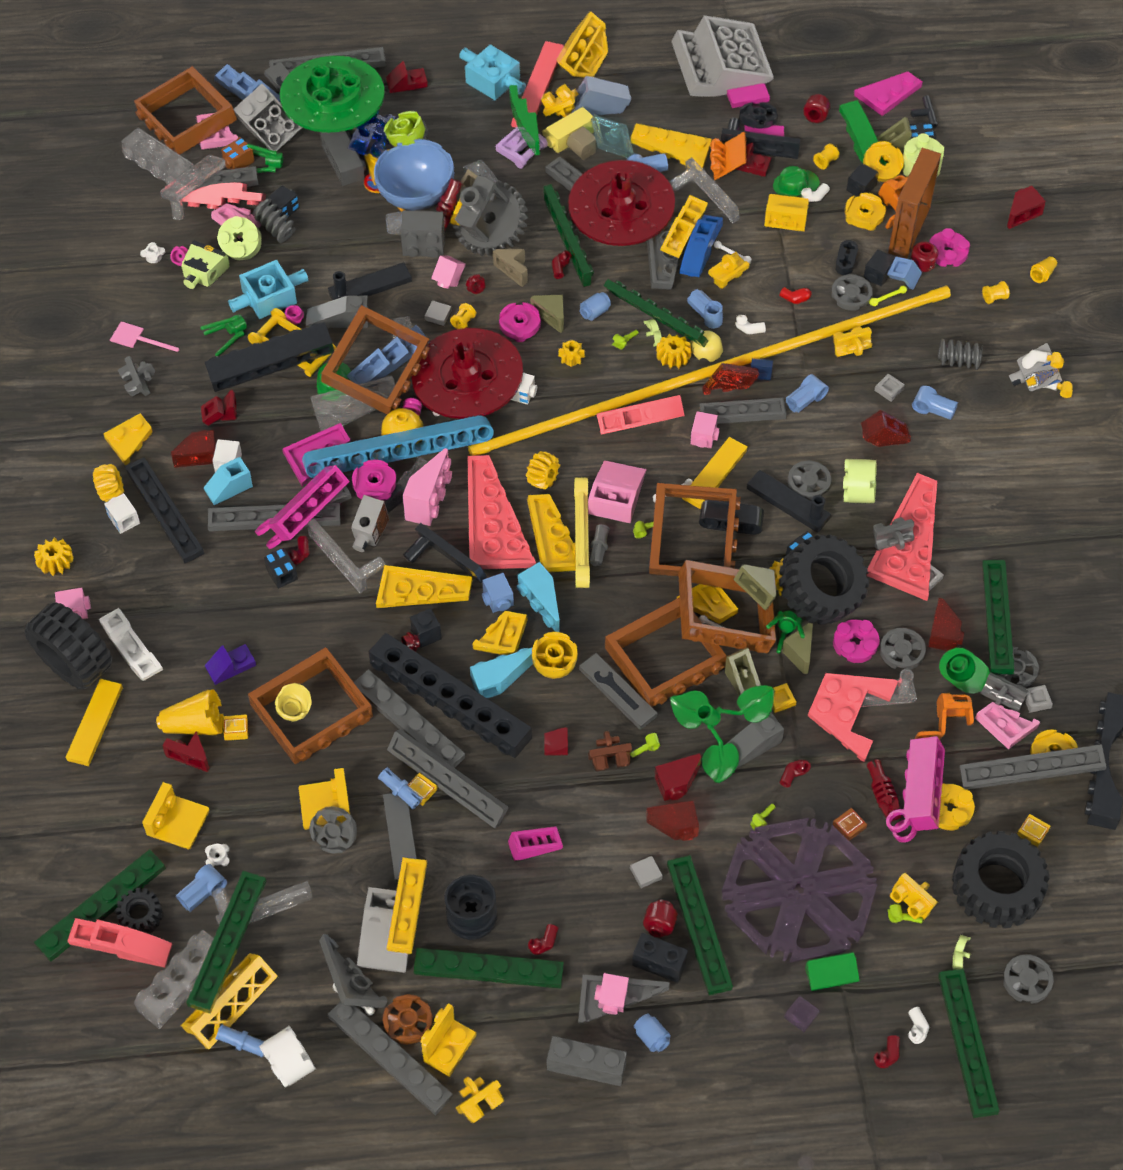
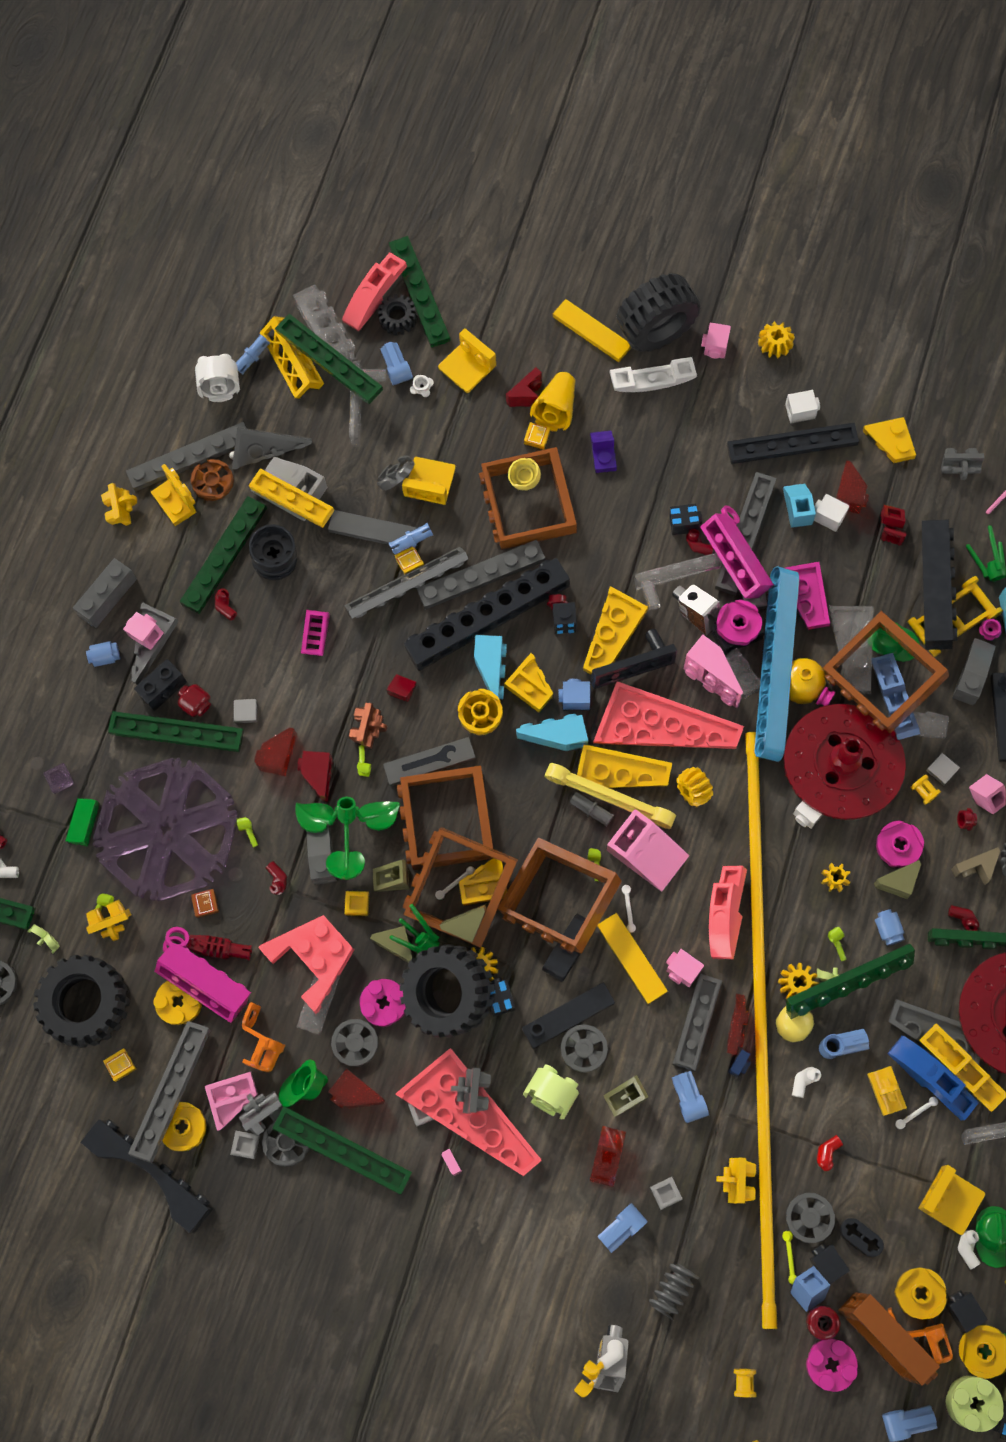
camera: 120 degrees right, 15 degrees up
(107, 482) = (837, 400): yellow gear -> none
(830, 433) = (626, 1096): none -> olive slope
(957, 535) = (451, 1162): none -> bright pink tile
(961, 195) = (903, 1424): none -> medium blue piece

